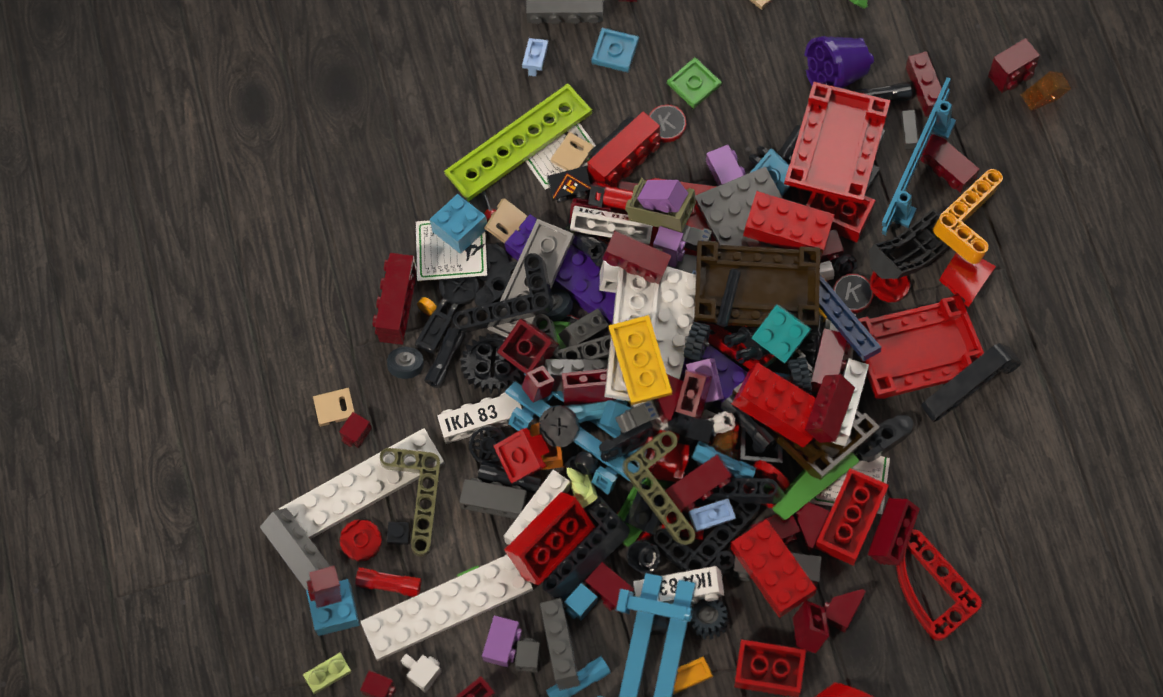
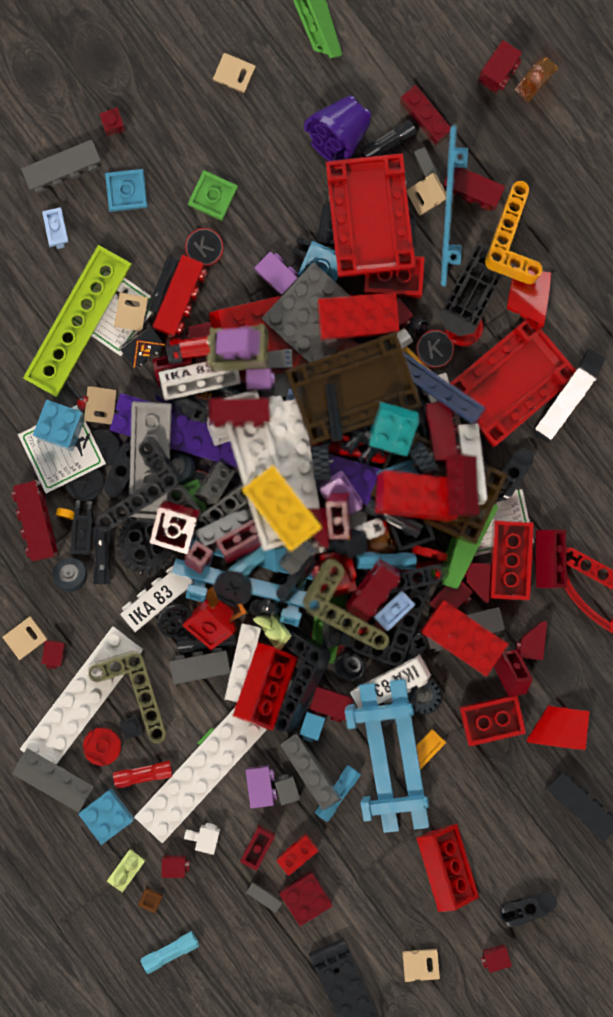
camera: 25 degrees left, 20 degrees up
(324, 587) = (95, 813): brick -> none
(902, 148) = (430, 191): none -> tan piece

